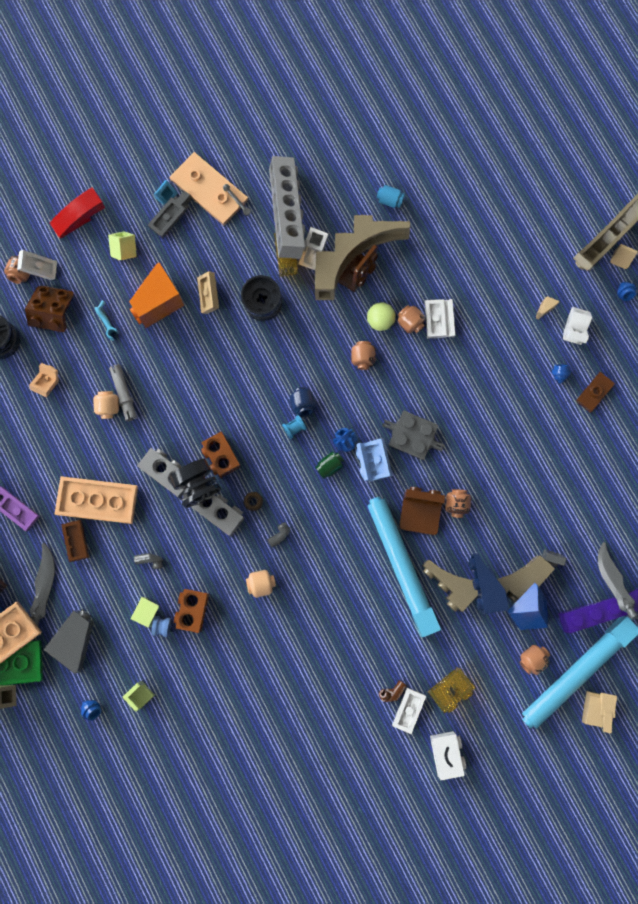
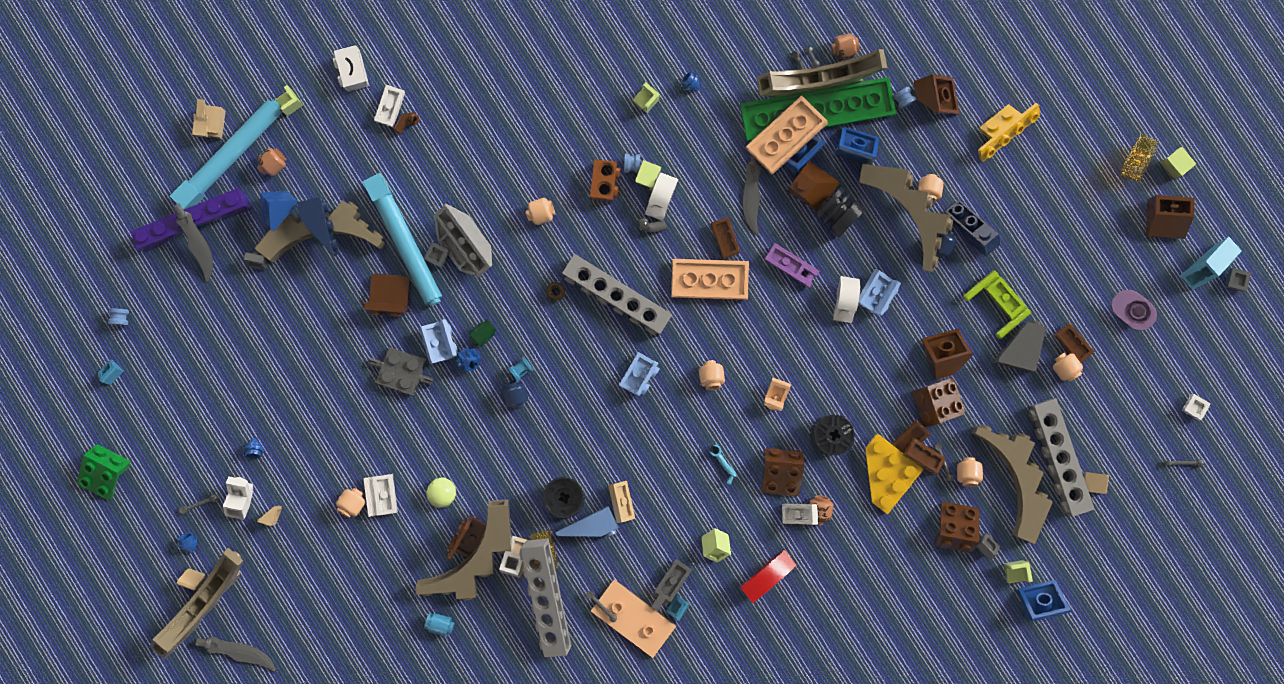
camera: 175 degrees right, 5 degrees up
(72, 641) = (716, 142): dark grey slope -> none
(123, 393) = (696, 389): light grey pin -> none
(134, 588) = (661, 196): none -> white brick
(155, 298) = (672, 488): orange slope -> none
(176, 410) = (639, 374): none -> light blue bracket
(196, 487) = (609, 297): black wheel -> none
(223, 453) = (588, 336): dark orange brick -> none
(235, 273) = (596, 525): none -> medium blue slope
(281, 536) = (522, 263): dark grey arm -> none
(341, 558) = (467, 244): none -> light grey wedge
(363, 355) = (456, 449): nougat head -> none
(369, 548) = (437, 254): none -> dark grey plate
(411, 319) = (409, 491): nougat head -> none
(440, 691) = (360, 126): clear yellow brick -> none
(458, 503) = (352, 306): nougat head -> none
(469, 313) = (350, 503): none -> light nougat head
(514, 724) = (288, 101): none -> yellowish green panel
(581, 190) = (237, 651): none -> dark grey sword
(595, 392) = (218, 432): reddish brown plate -> none
(630, 322) = (183, 510): none -> dark grey hinge

